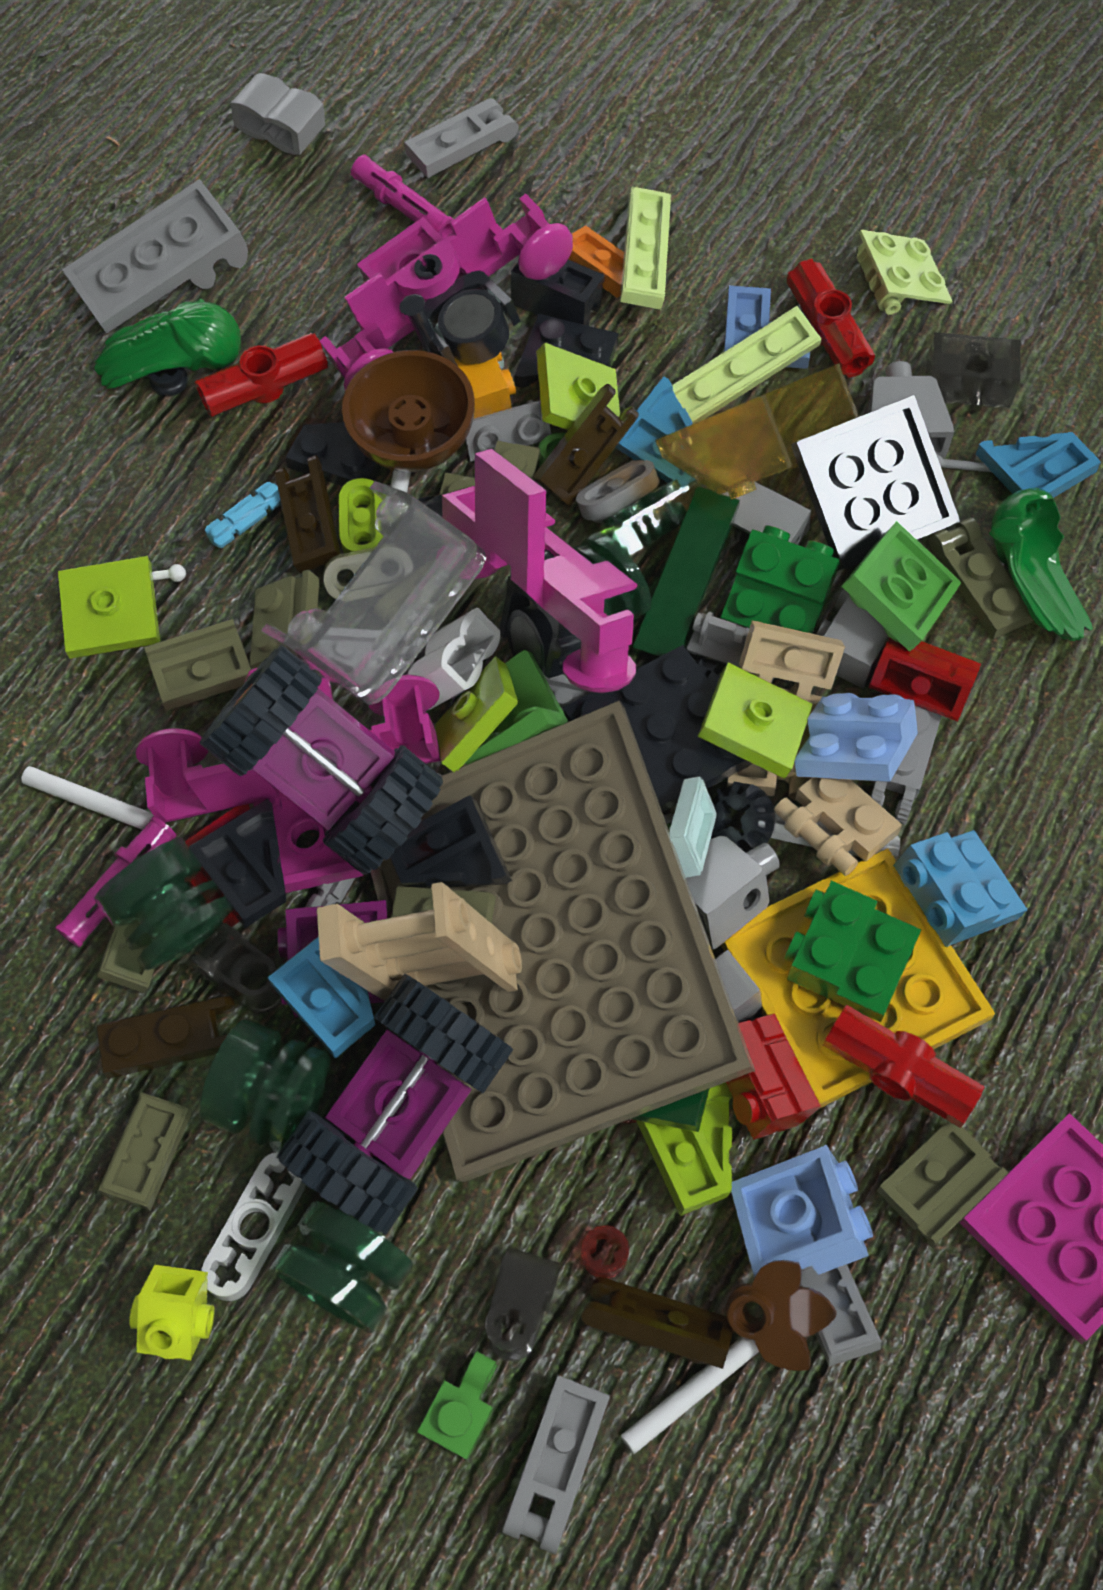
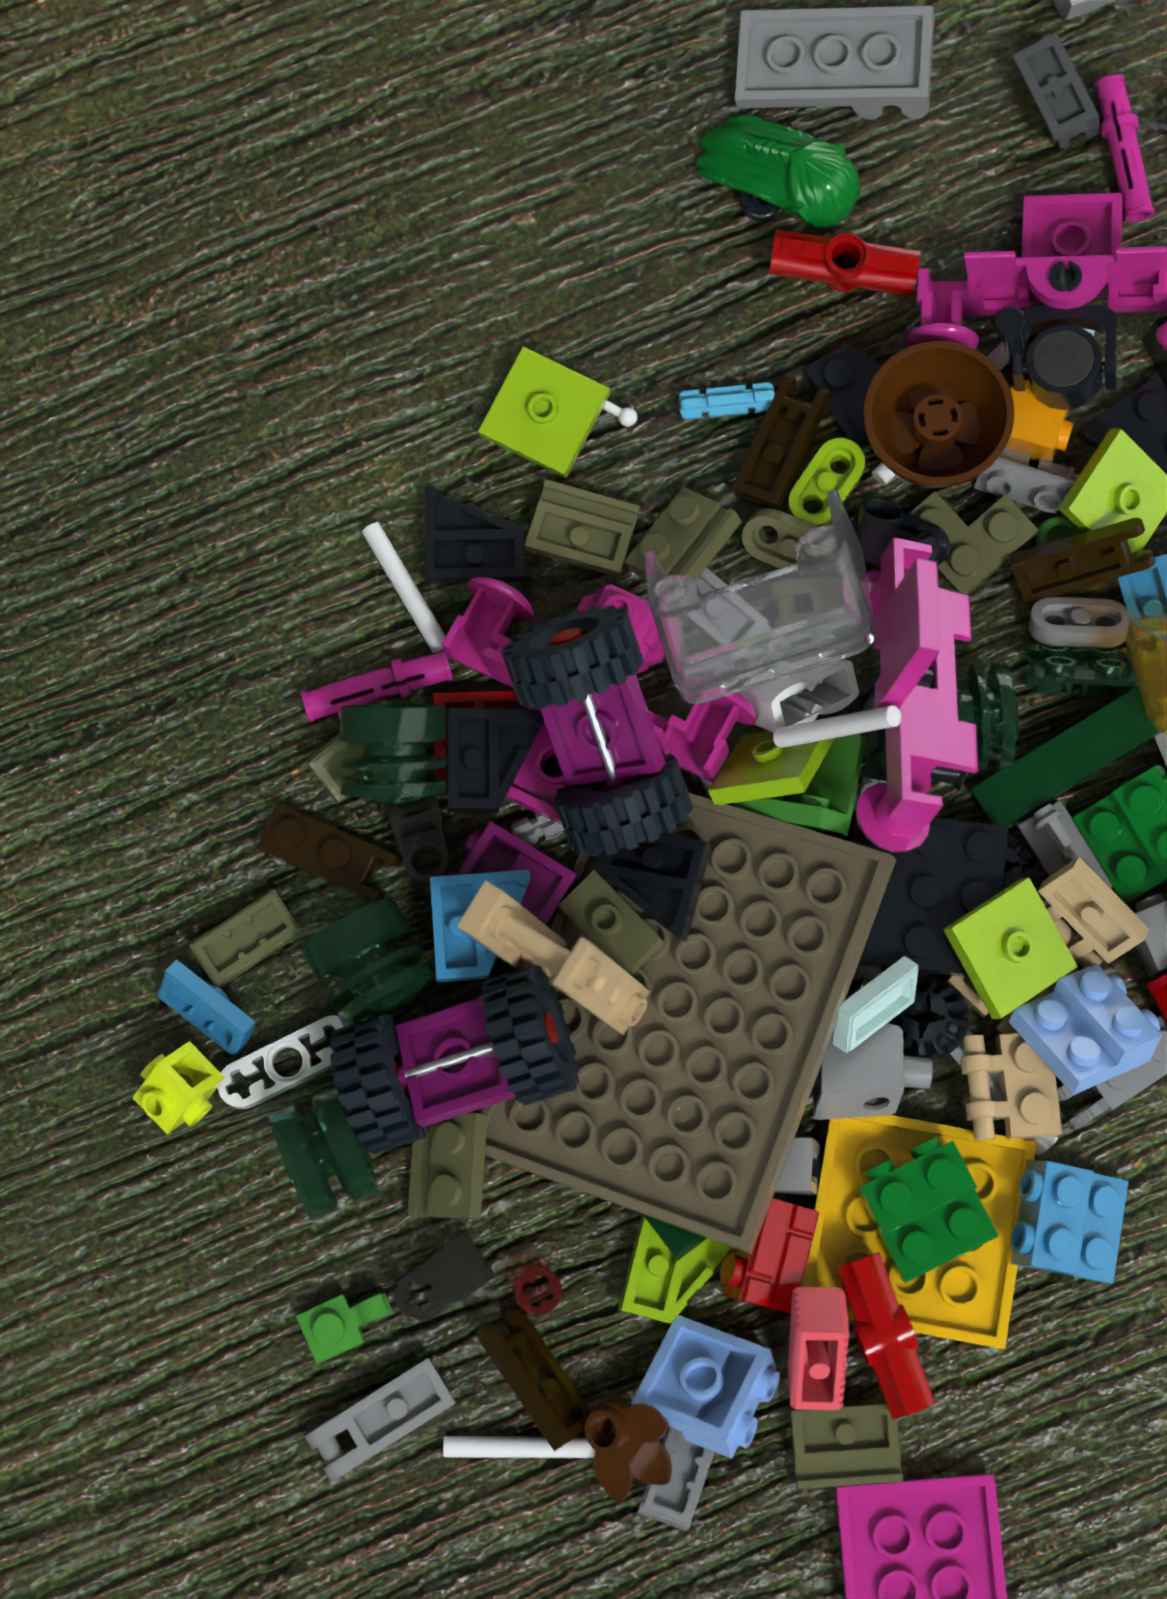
camera: 40 degrees right, 15 degrees up
(112, 730) = (469, 543): none -> black wing
(149, 1230) = (206, 1008): none -> dark azure plate
(329, 185) = (1057, 90): none -> dark grey hinge
(455, 1206) = (449, 1169): none -> olive plate
(506, 634) = (837, 726): none -> white bar
(862, 1115) = (817, 1348): none -> coral brick

